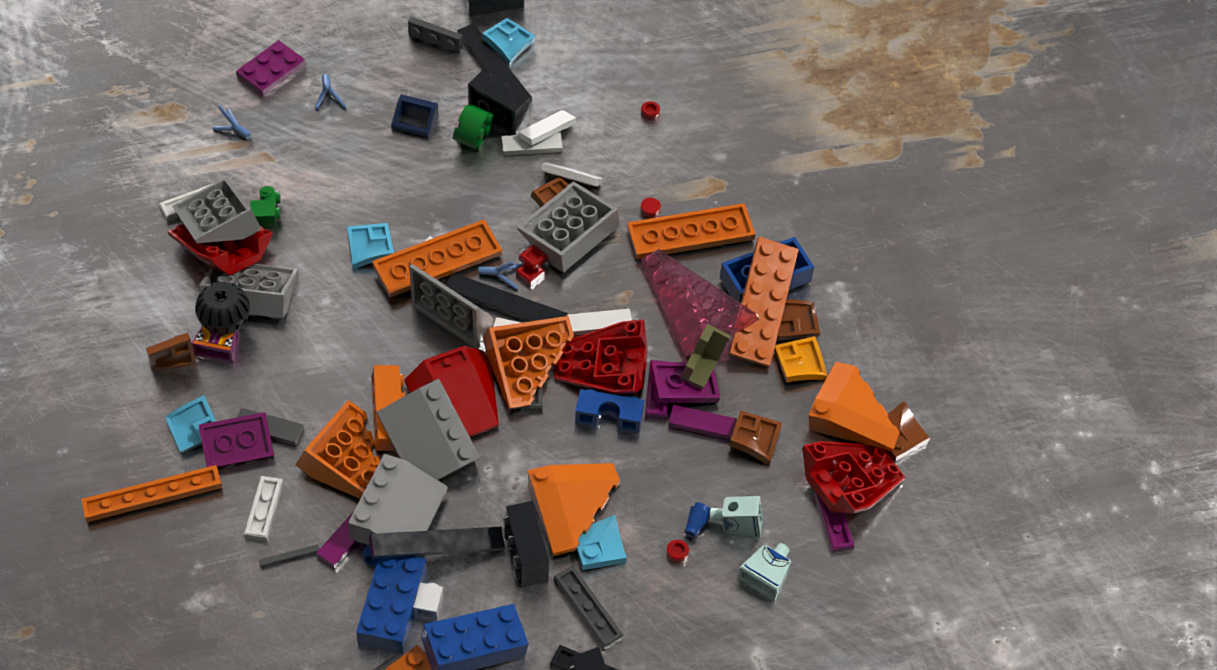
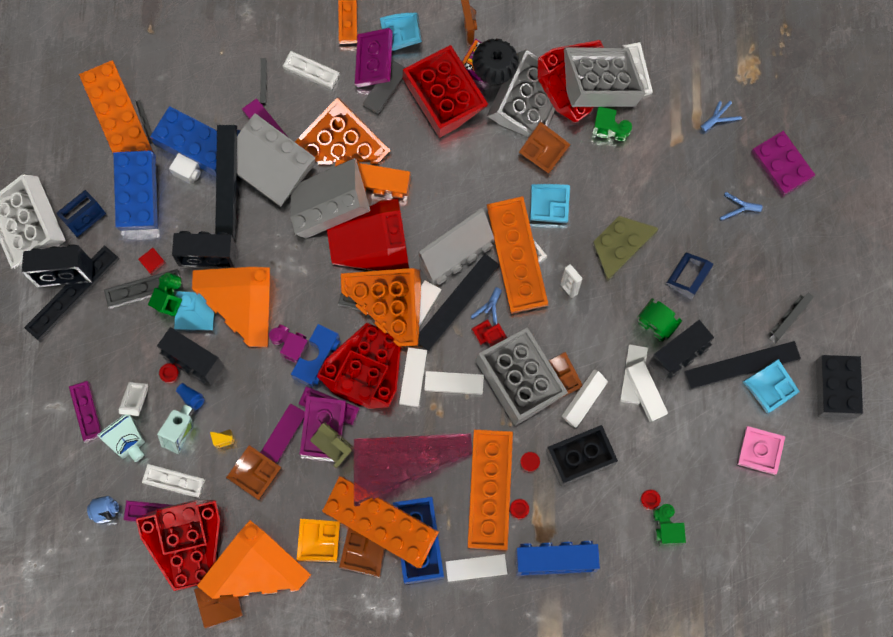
camera: 110 degrees right, 20 degrees up
(264, 360) = (444, 90): none -> red slope
(308, 260) = (544, 148): none -> dark orange plate
(397, 179) = (620, 243): none -> olive wing
(458, 195) = (571, 281): none -> white tile
(552, 608) = (151, 260): none -> red tile
(573, 37) = (761, 450): none -> bright pink plate
(593, 285) = (454, 383): none -> white tile
(598, 570) = (163, 296): none -> green brick
(606, 435) = (294, 344): none -> magenta brick
(631, 162) = (581, 455): none -> black brick
(656, 523) = (190, 356): none -> black brick
(676, 89) = (668, 532): none -> green brick
(699, 203) = (519, 509): none -> red tile
(722, 570) = (133, 399): none -> white tile
(730, 474) = (222, 439): none -> yellow slope
(739, 159) = (557, 559): none -> blue brick
(751, 623) = (85, 410): none -> magenta tile
(767, 222) = (476, 568): none -> white tile
(793, 512) = (173, 481): none -> white tile
(852, 566) = (102, 509): none -> medium blue head

